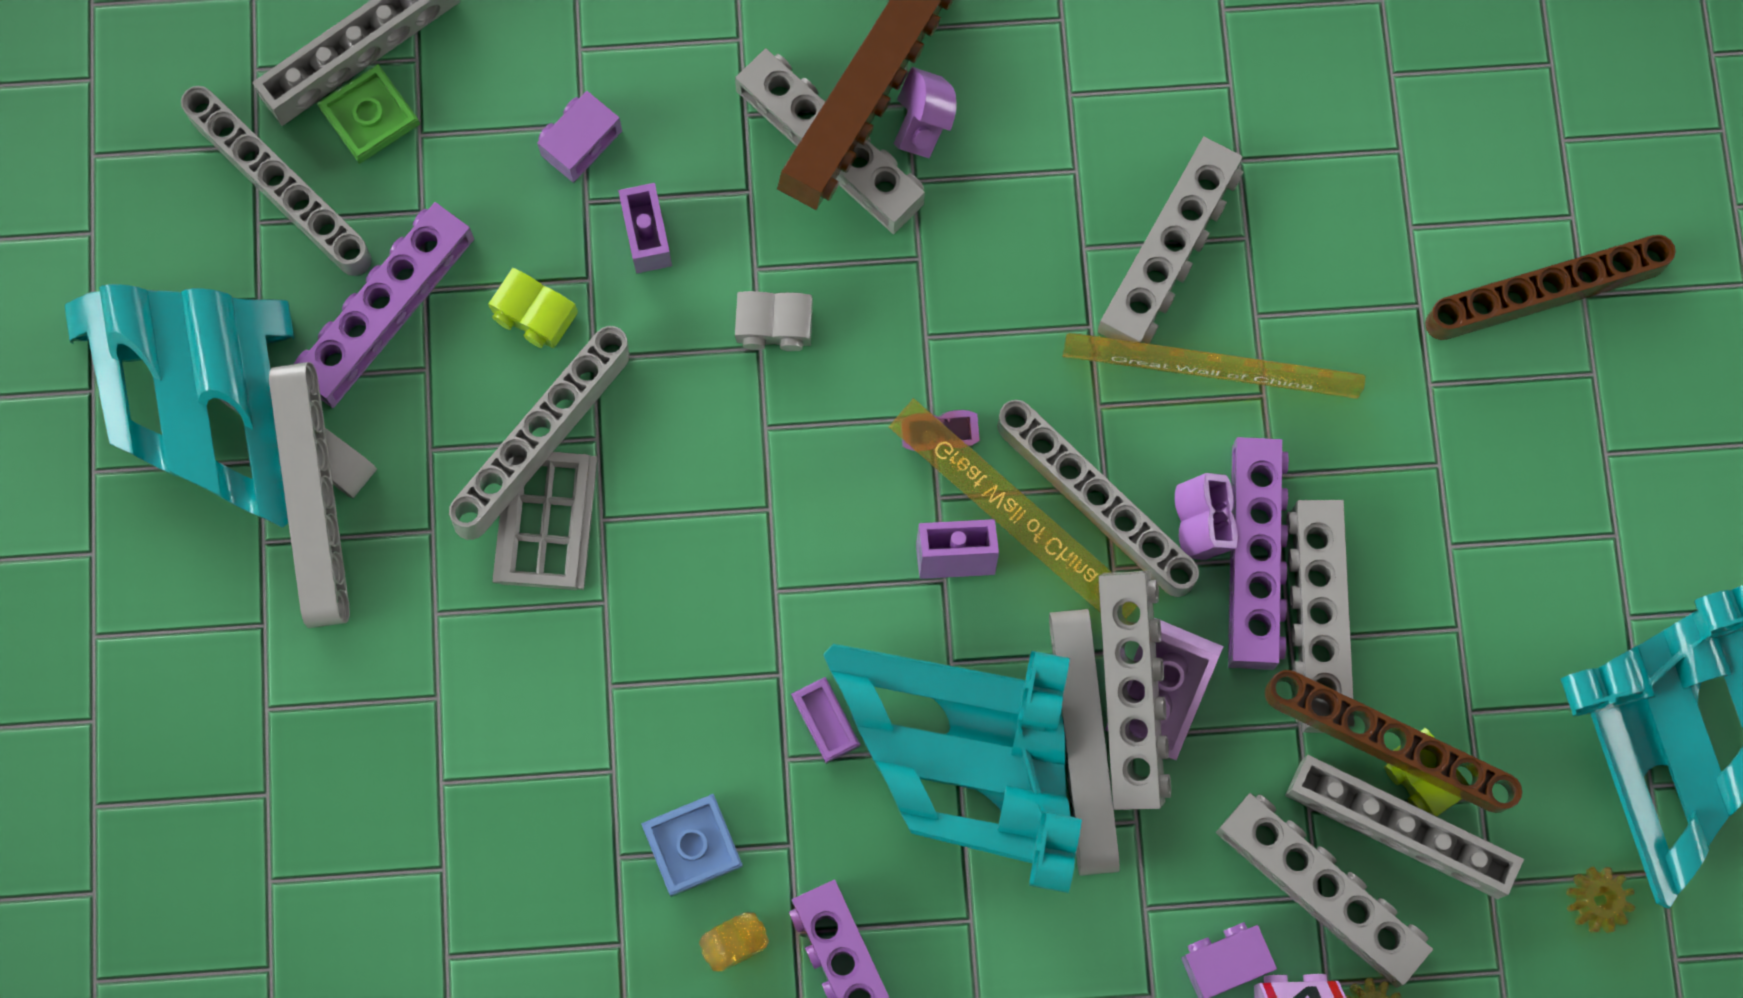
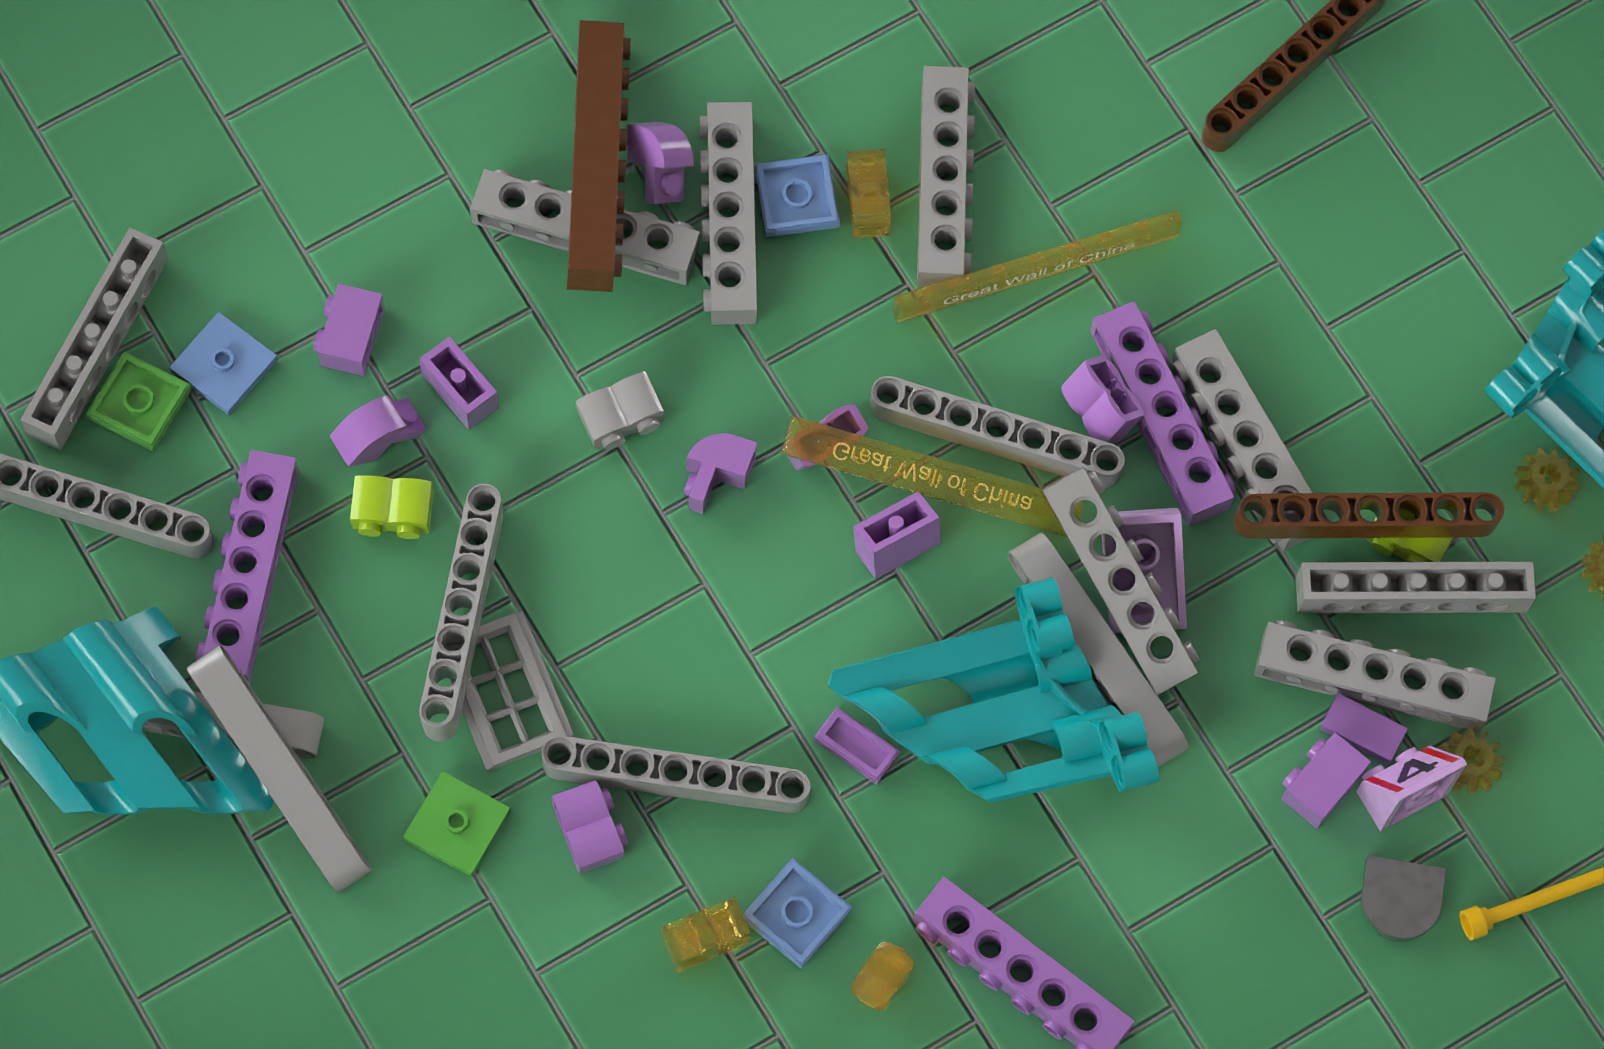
camera: 30 degrees left, 5 degrees down
(442, 617) = (456, 824): none -> bright green plate
(458, 115) = (223, 363): none -> medium blue plate
(551, 676) = (589, 827): none -> medium lavender brick
(553, 232) = (374, 427): none -> medium lavender brick
(600, 825) = (705, 935): none -> clear yellow brick
(642, 651) = (660, 761): none -> light grey beam
(832, 402) = (720, 459): none -> medium lavender brick
(931, 272) = (733, 123): none -> light grey brick
(1031, 200) = (796, 195): none -> medium blue plate
(1094, 227) = (868, 193): none -> clear yellow brick
(1289, 932) = (1363, 728): none -> medium lavender tile
(1566, 785) = (1561, 479): none -> clear yellow gear

